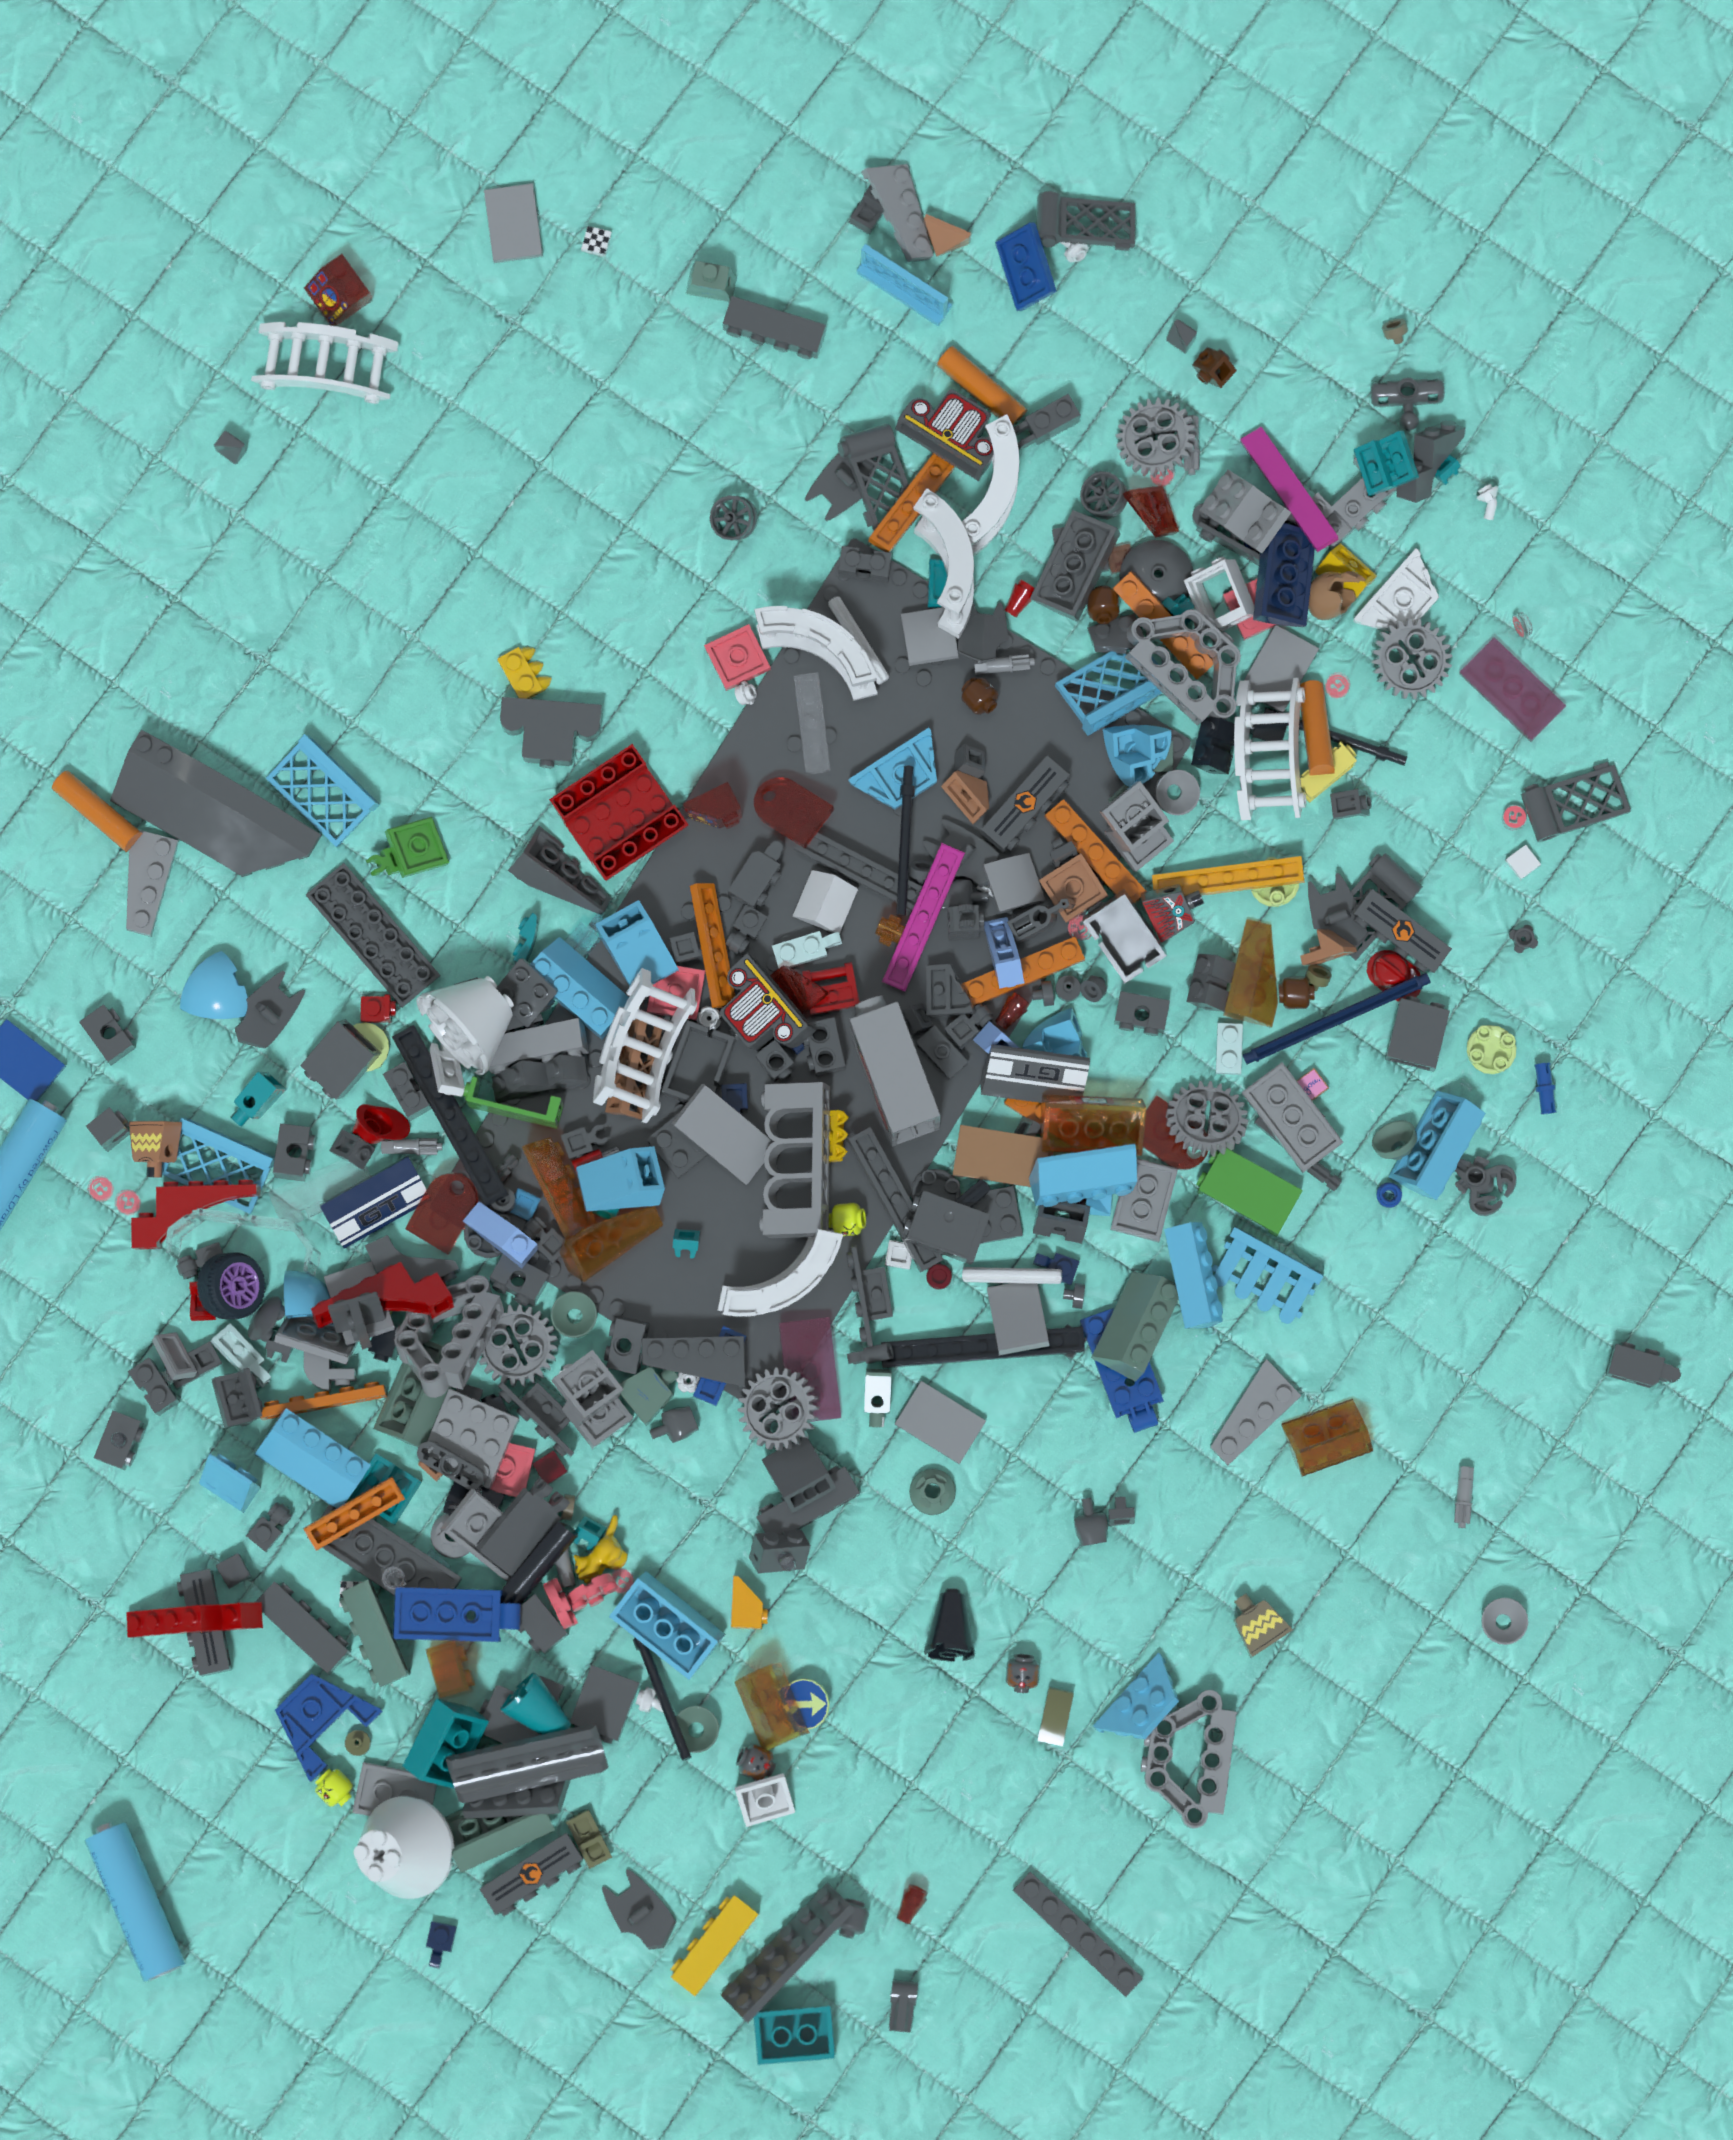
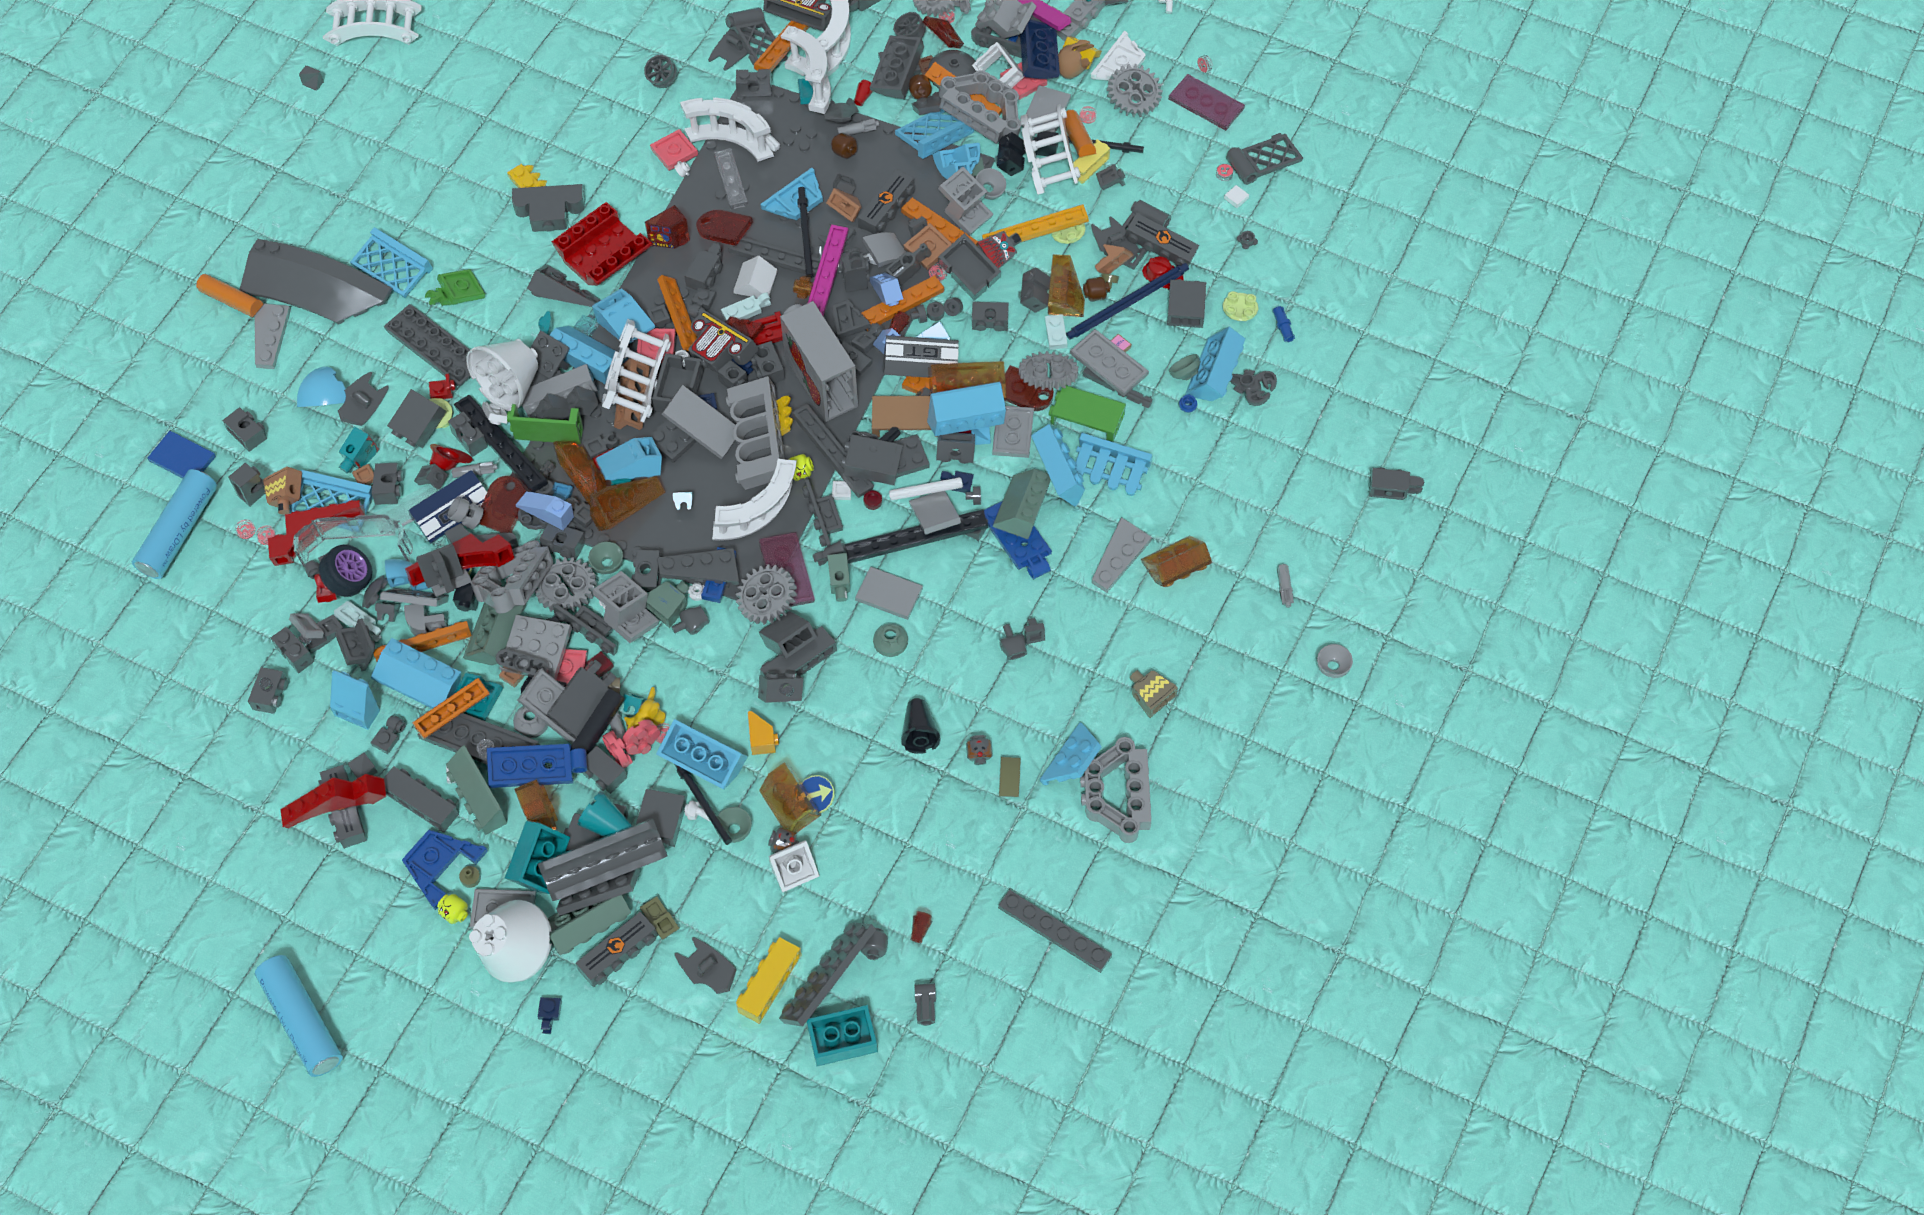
camera: 10 degrees left, 20 degrees down
(263, 1130) = (364, 475): none -> nougat tile
(394, 1220) = (466, 514): none -> light grey wheel
(924, 638) = (802, 120): light grey slope -> none

